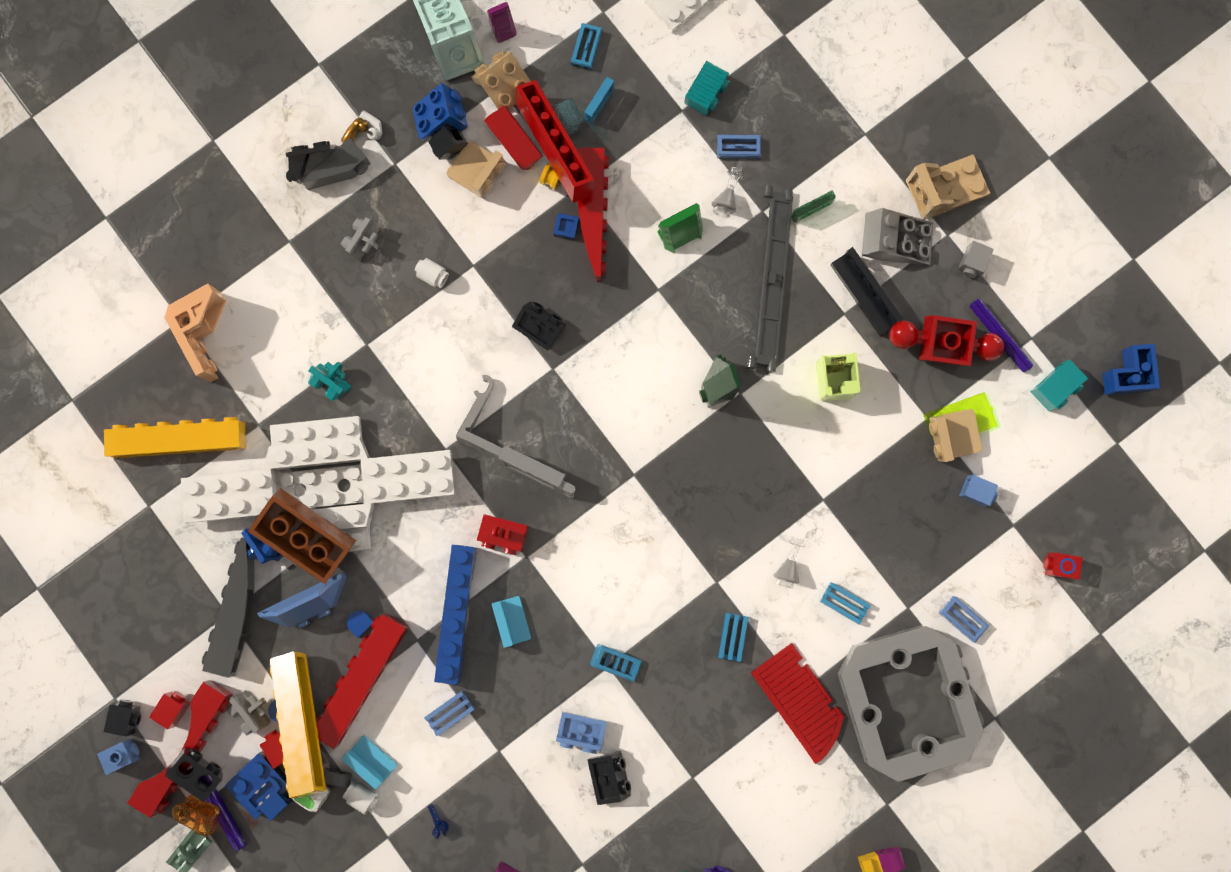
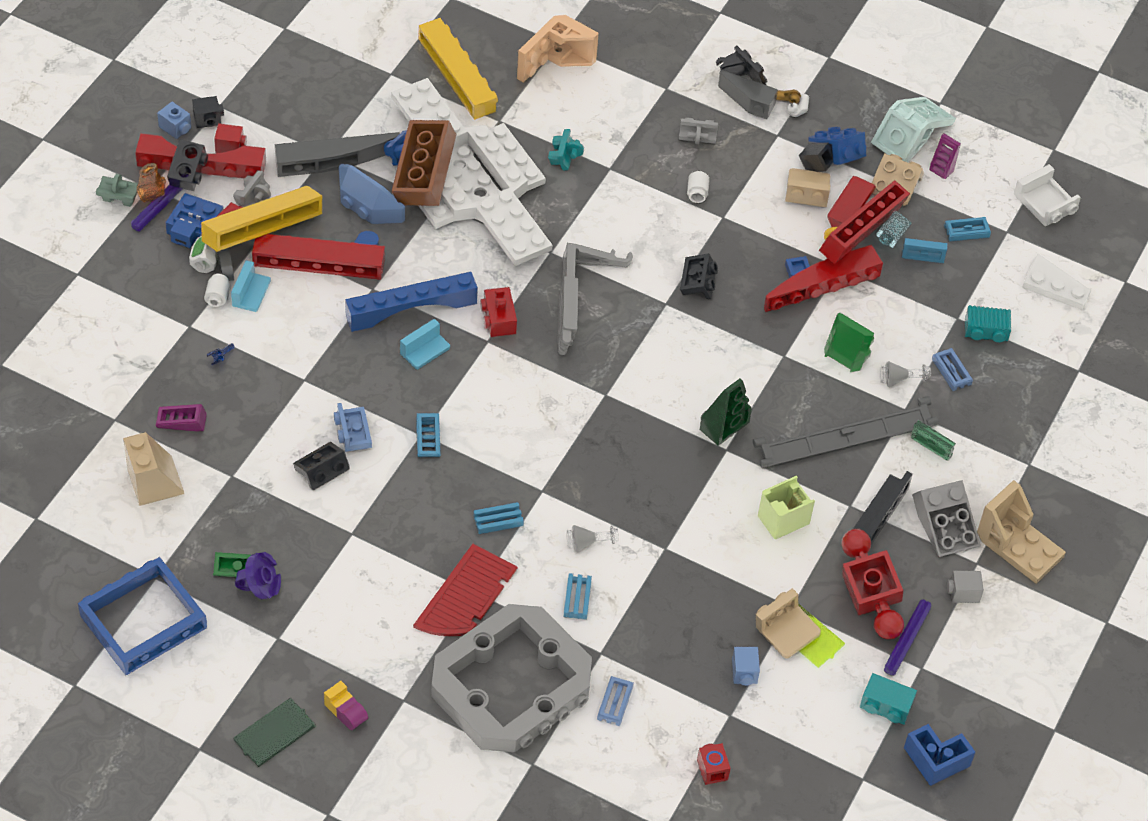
camera: 60 degrees right, 30 degrees down
(433, 724) = (323, 329): medium blue tile -> none

